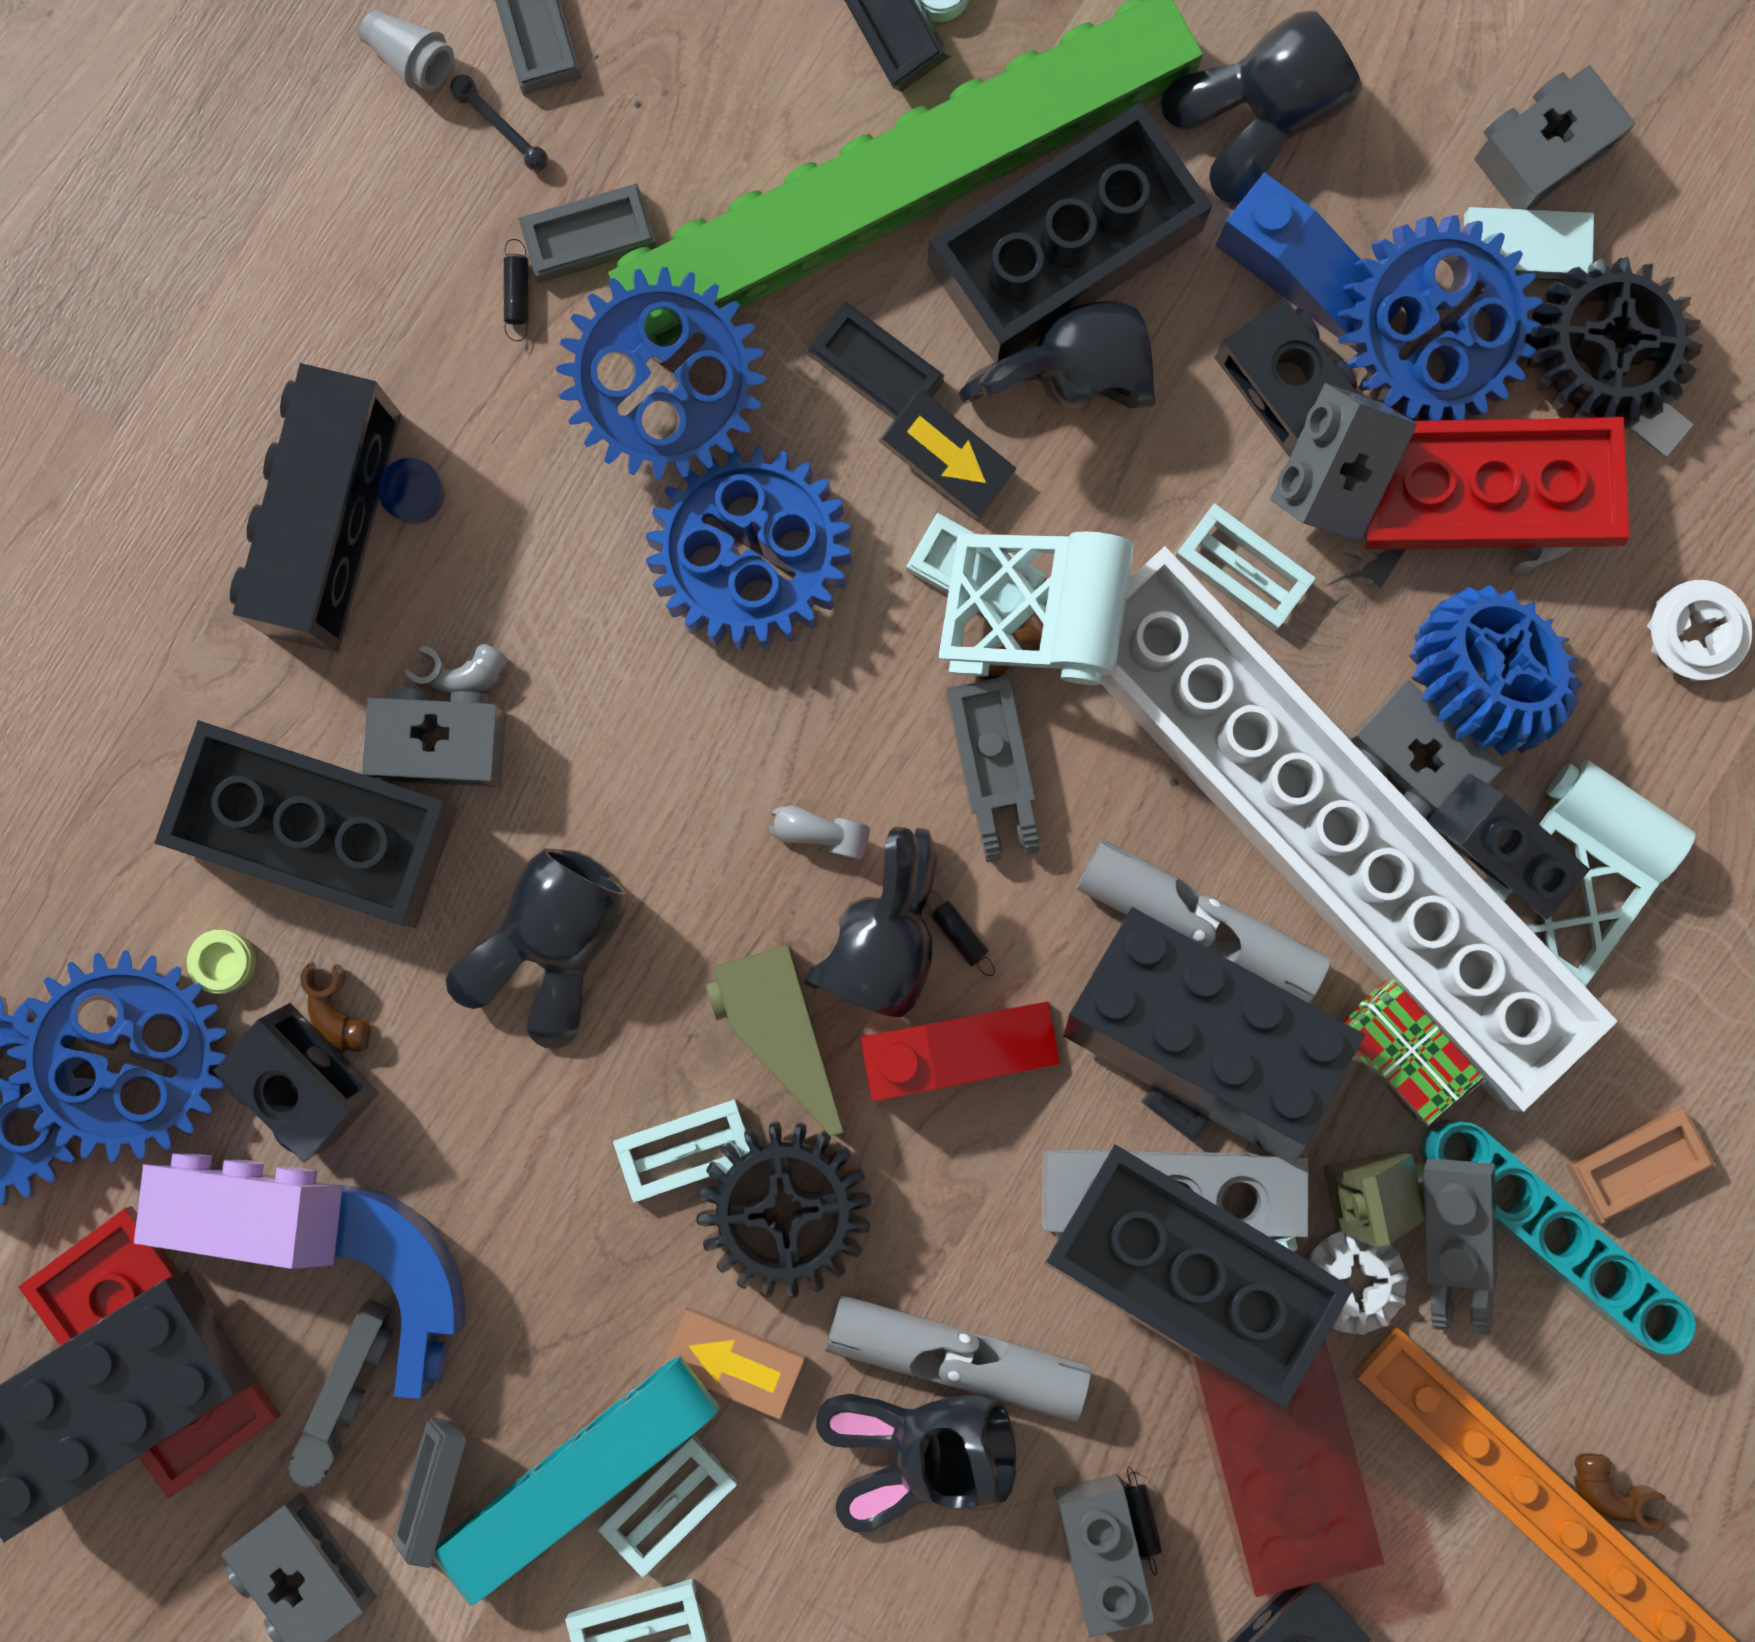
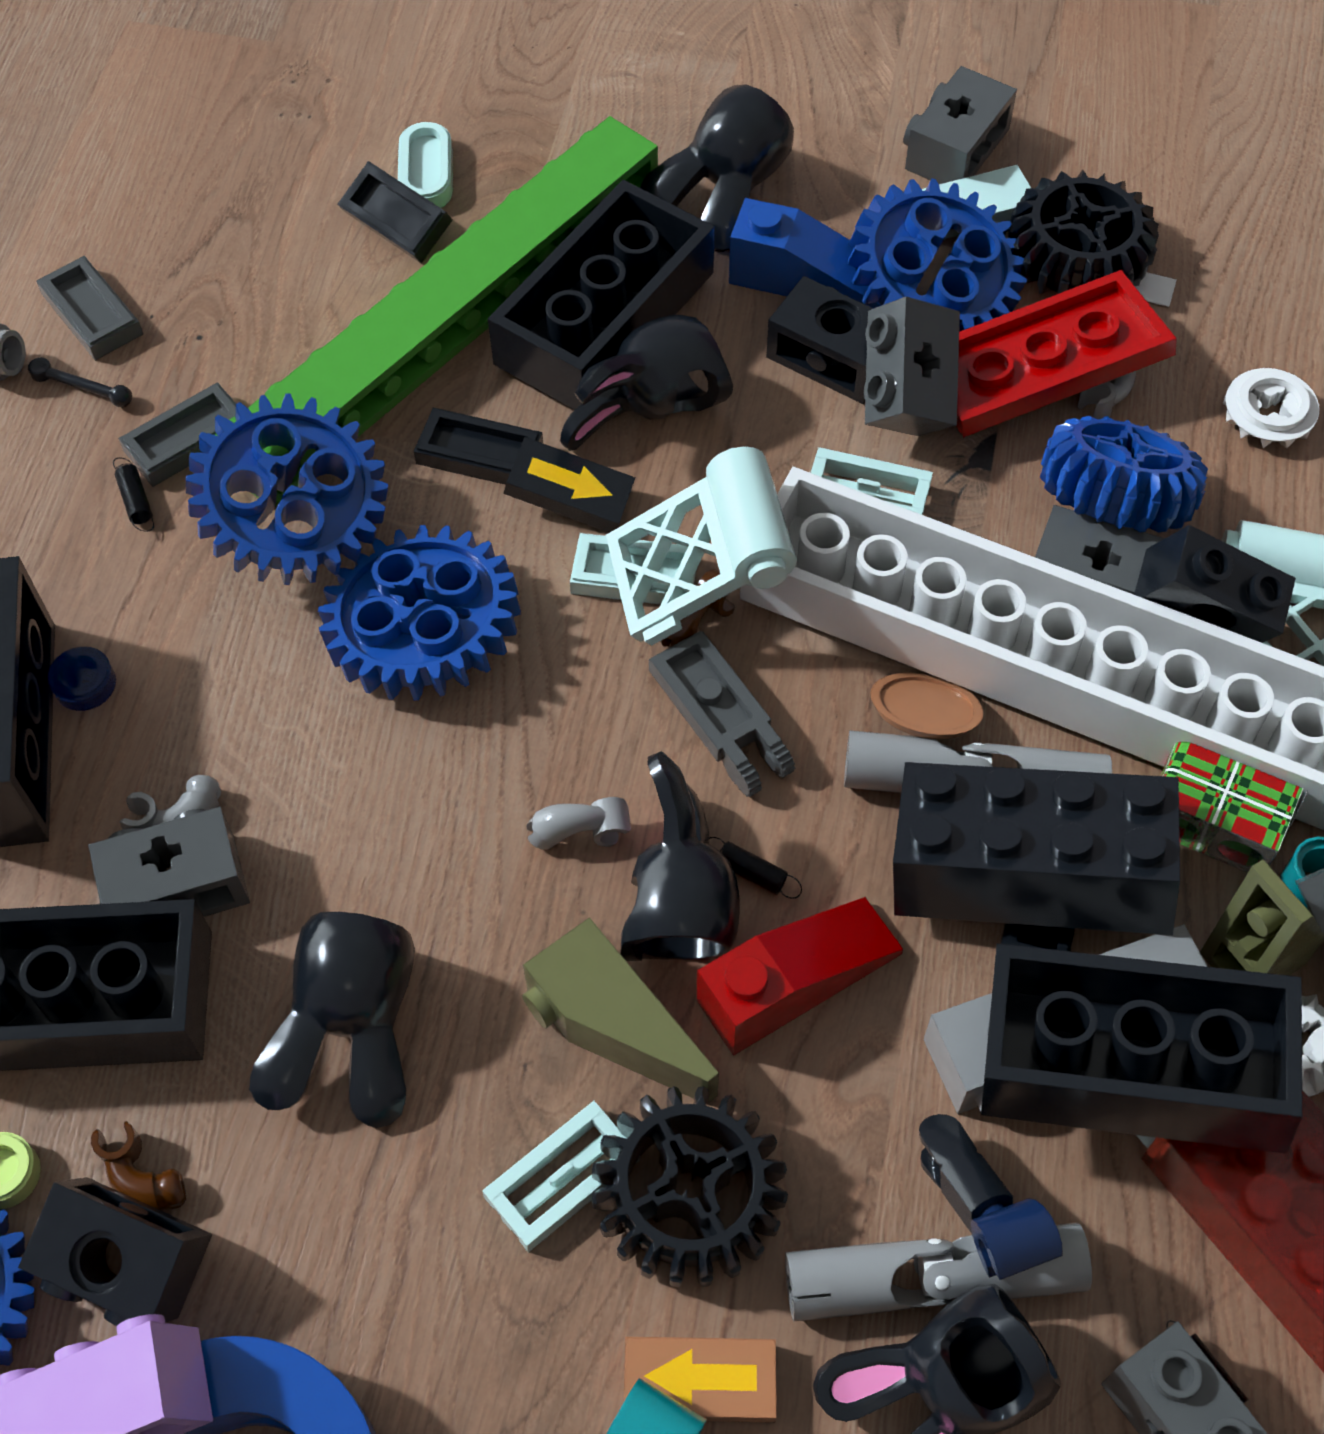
camera: 20 degrees left, 25 degrees down
(1020, 1373) = (1004, 1233): none -> piece
(1188, 837) = (926, 705): none -> nougat piece

